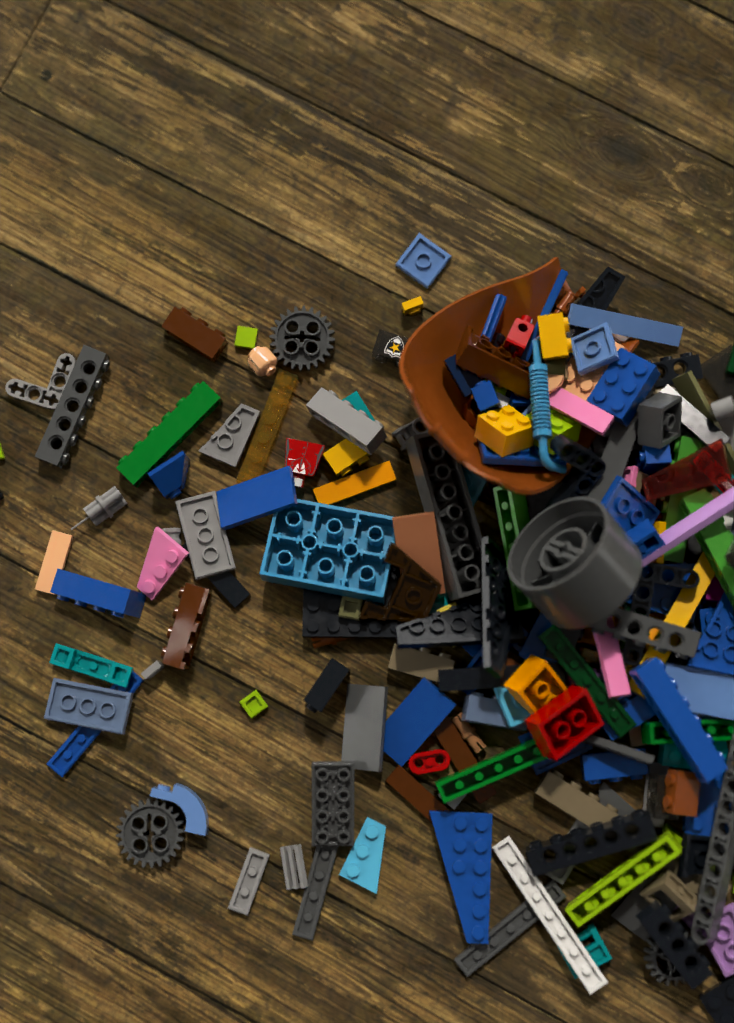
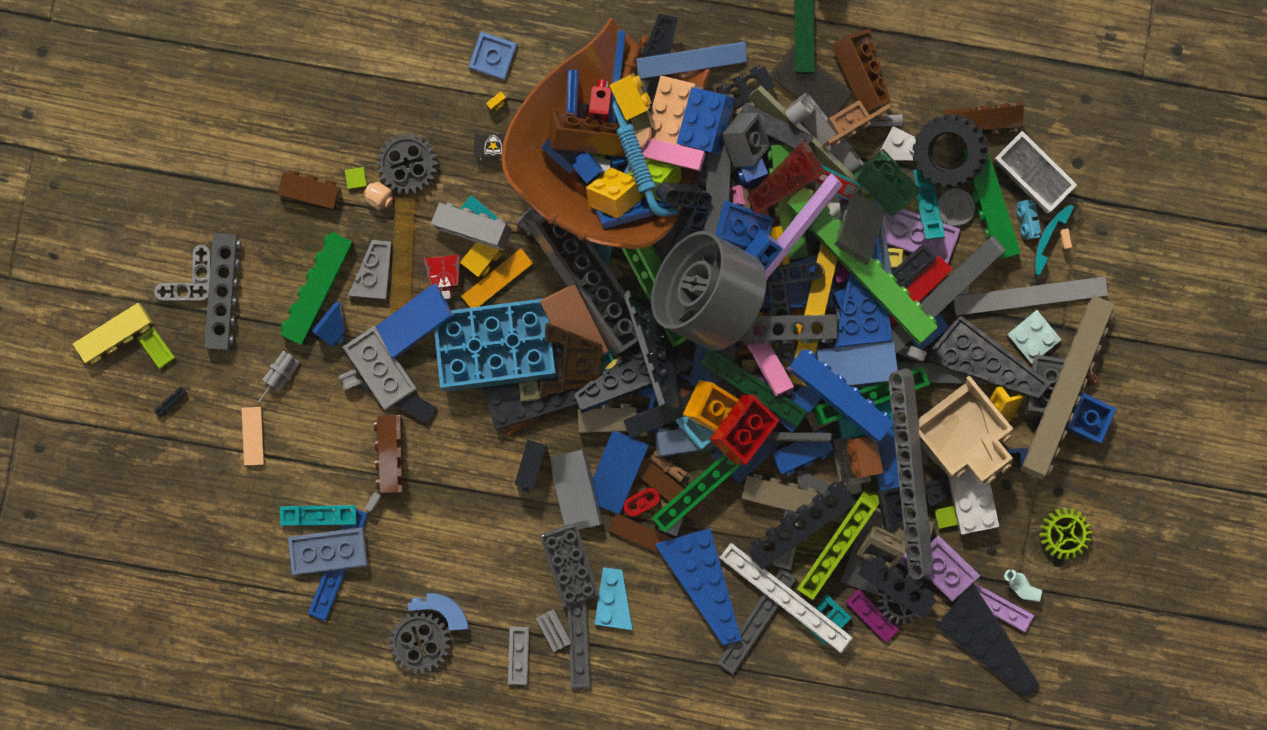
camera: 20 degrees left, 5 degrees up
(97, 593) = (302, 450): blue wedge -> none
(160, 563) = (349, 405): bright pink wing -> none
(253, 704) = (472, 502): lime tile -> none
(594, 349) = (669, 95): medium blue tile -> none
(633, 963) = (872, 615): none -> magenta tile

